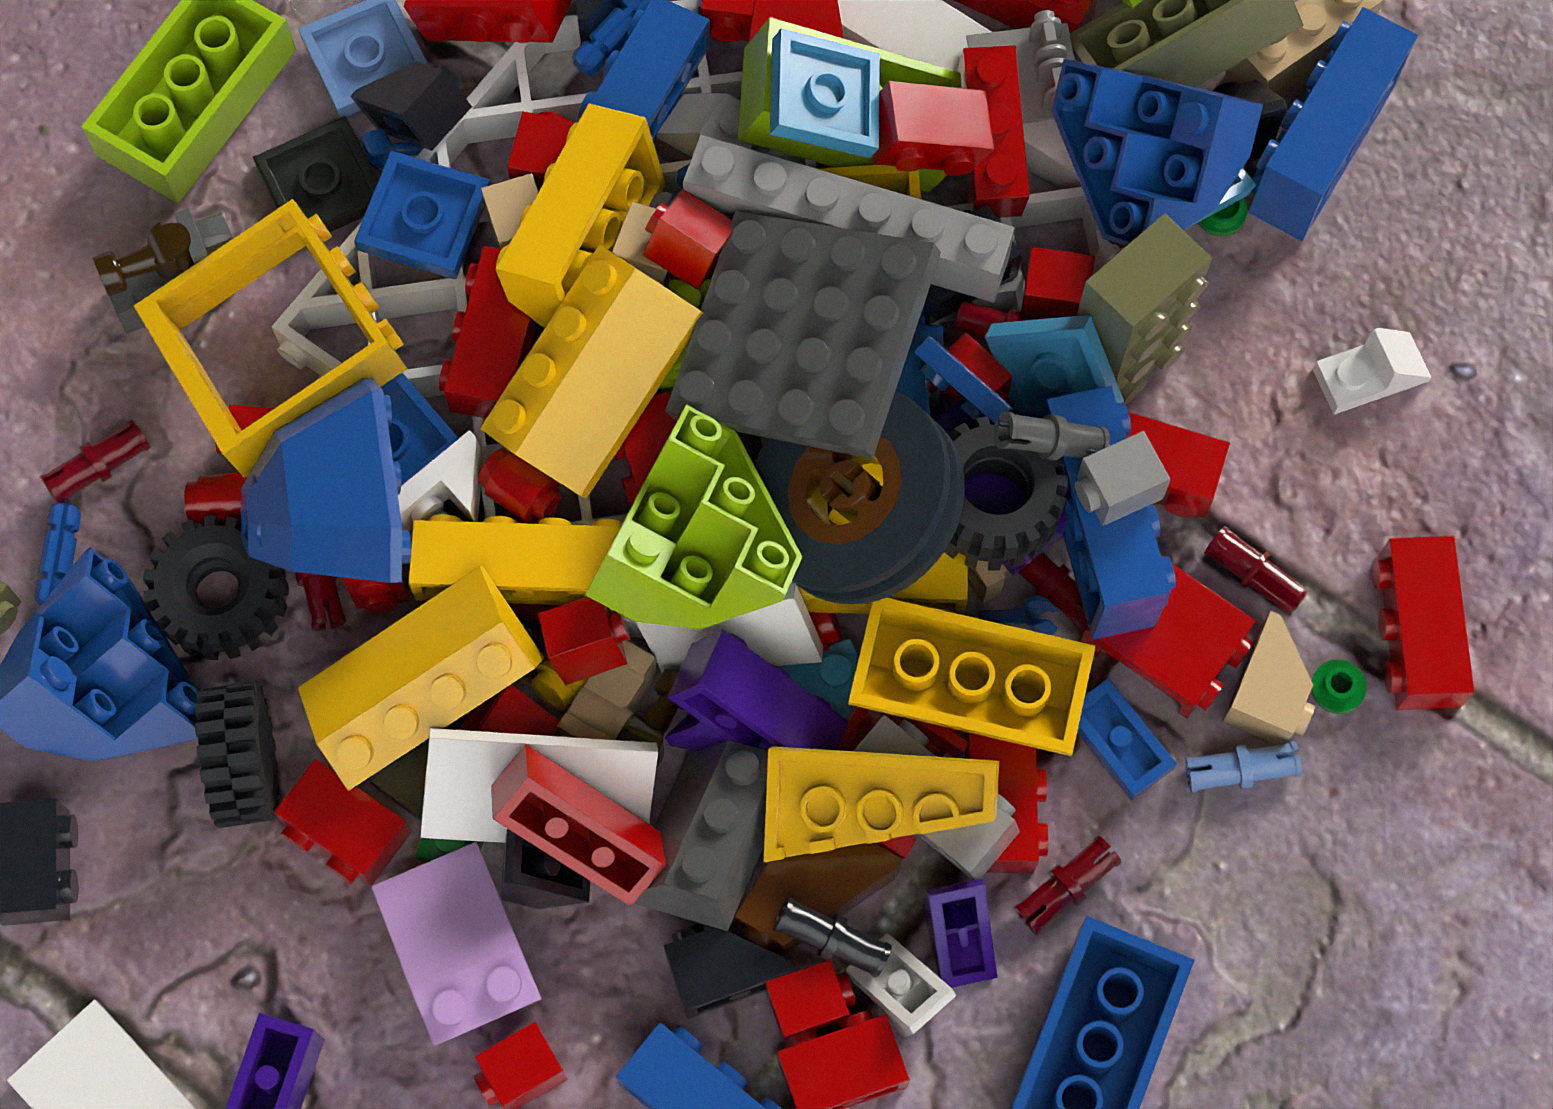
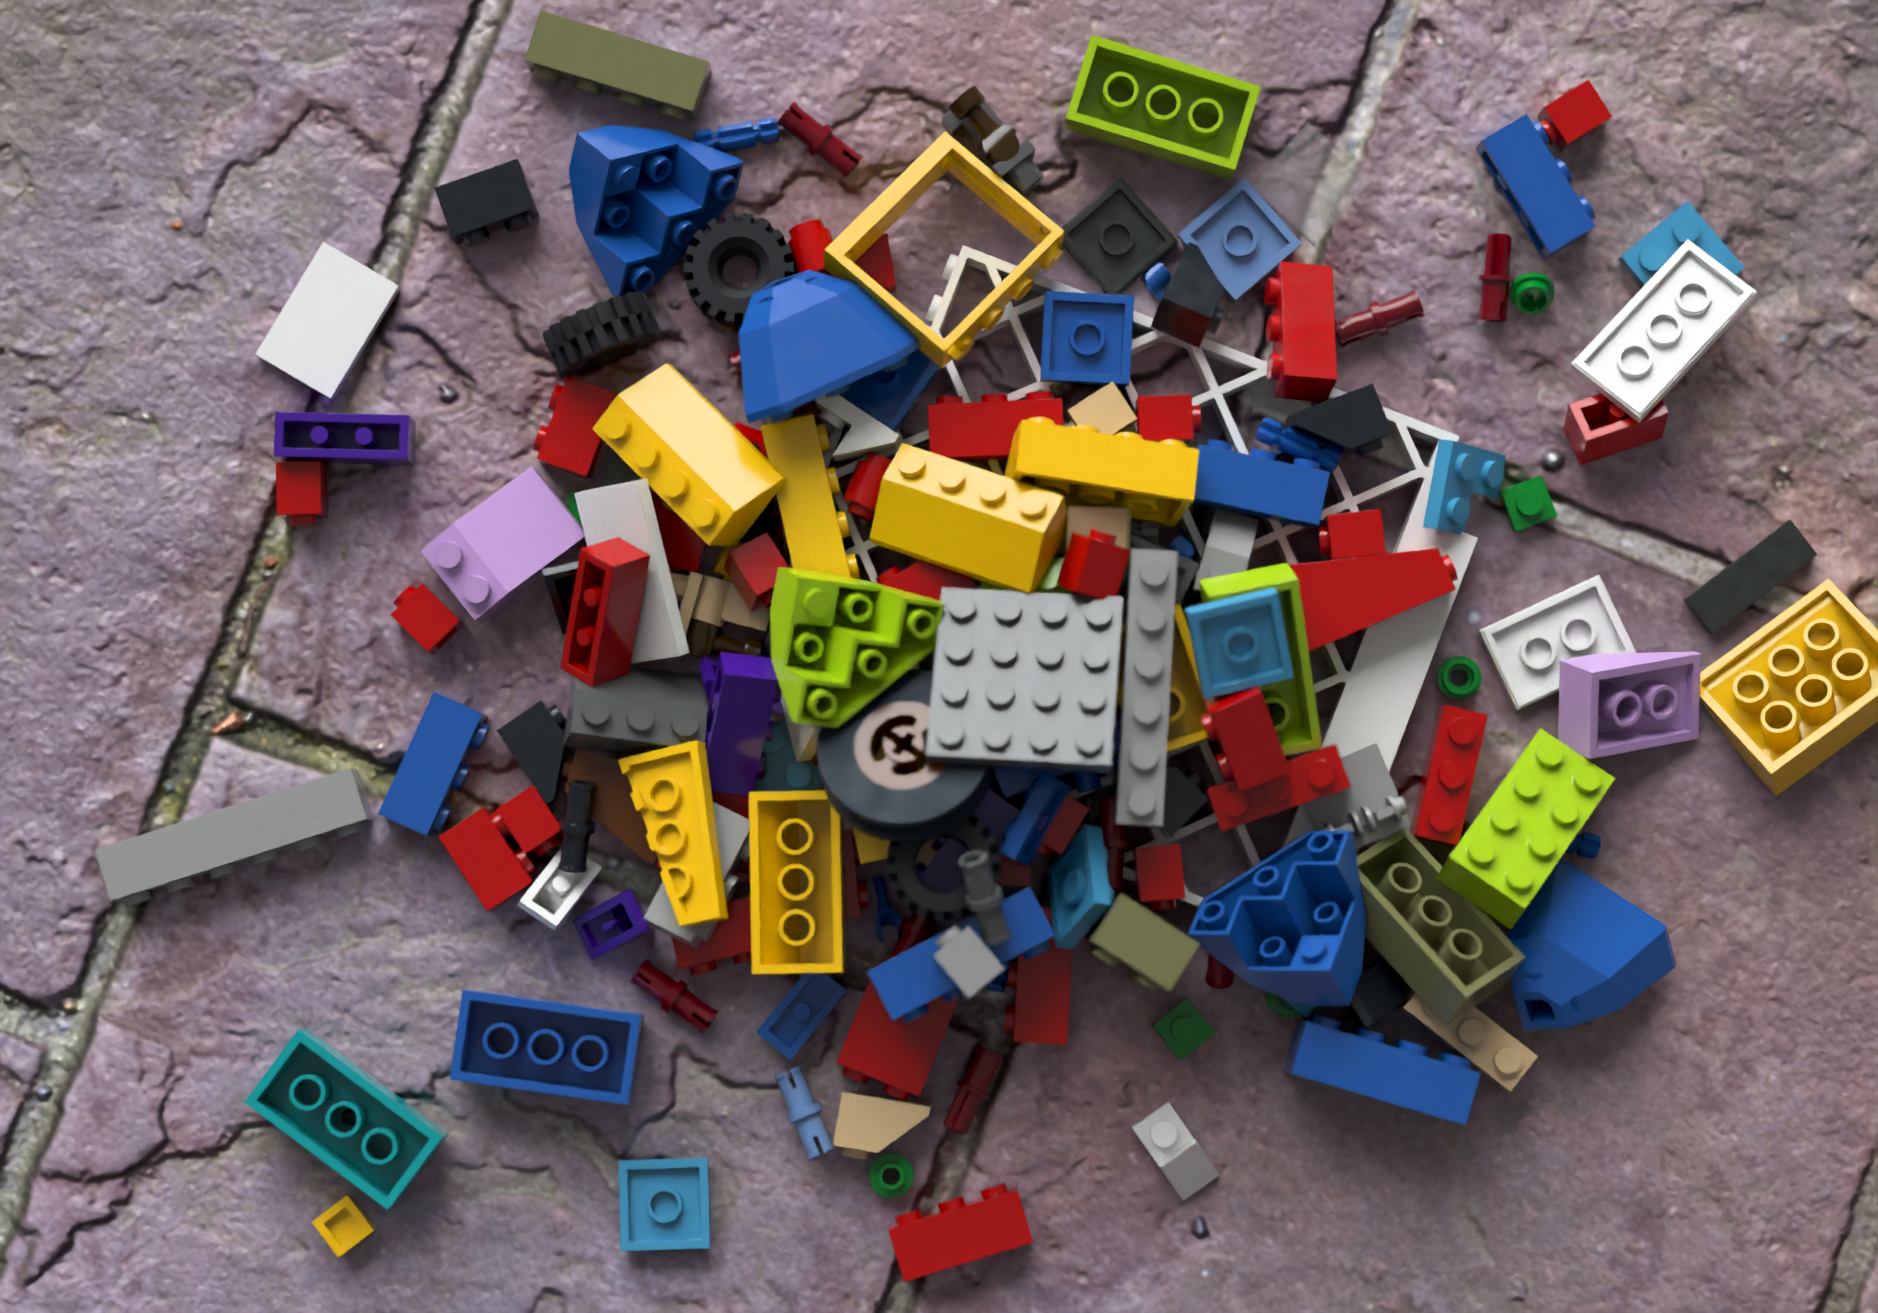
camera: 75 degrees right, 15 degrees up
(1234, 329) = (1183, 1029): none -> green plate
(1320, 961) = (664, 1204): none -> dark azure plate

